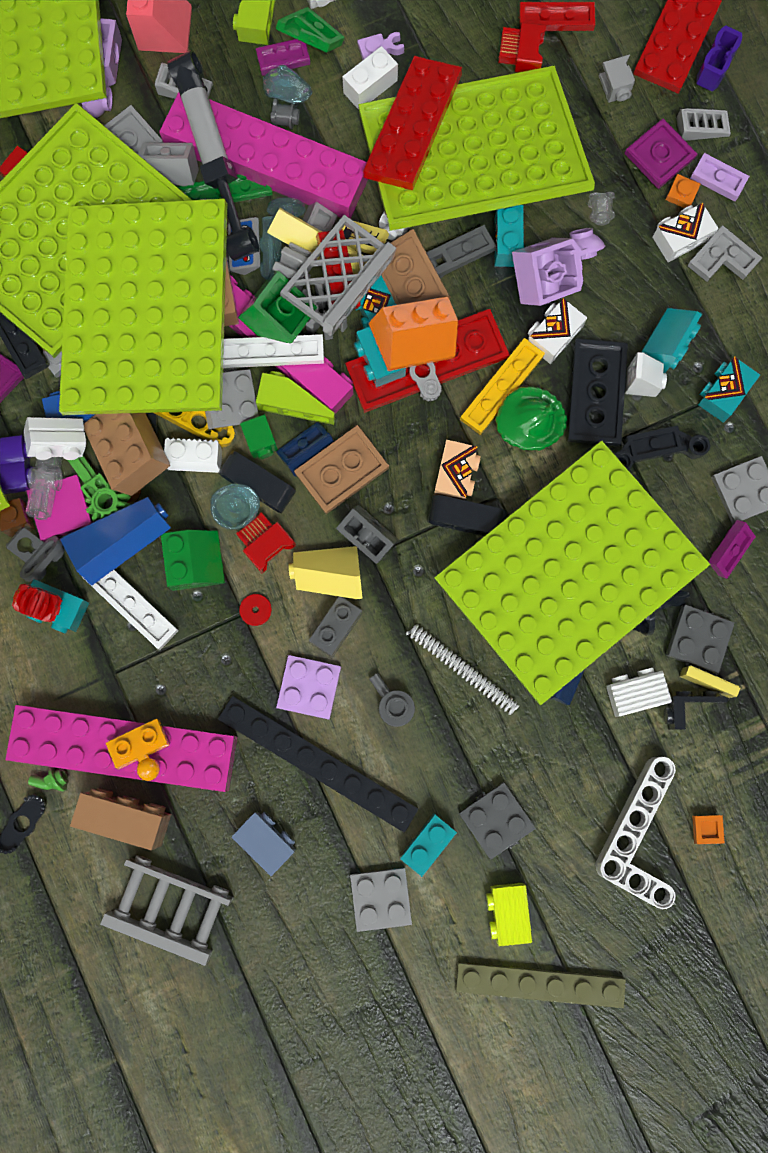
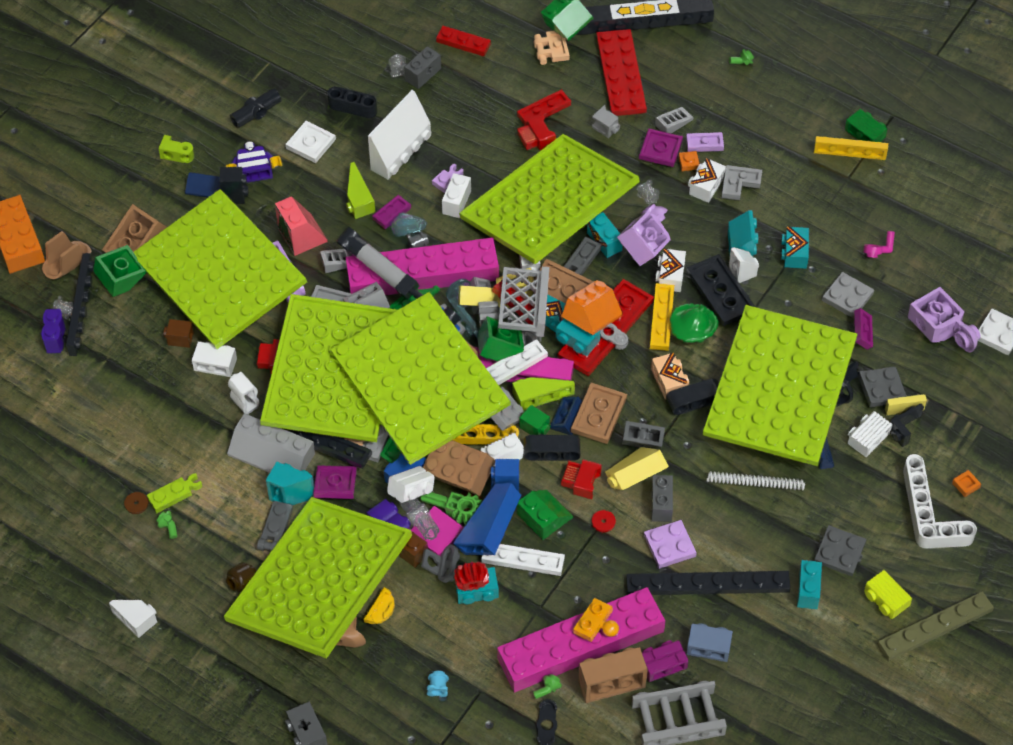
camera: 30 degrees left, 25 degrees down
(172, 492) = (505, 471): none -> blue brick
(197, 832) = (664, 660): none -> magenta brick
(234, 506) = (549, 465): clear light blue hat -> none
(310, 29) = (398, 187): green wing -> none
(380, 899) = (804, 635): light grey plate -> none
(396, 706) = (731, 522): dark grey piece -> none
(412, 123) = (503, 203): red plate -> none
(661, 444) = (783, 294): black plate -> none
(719, 58) = (657, 81): dark purple brick -> none

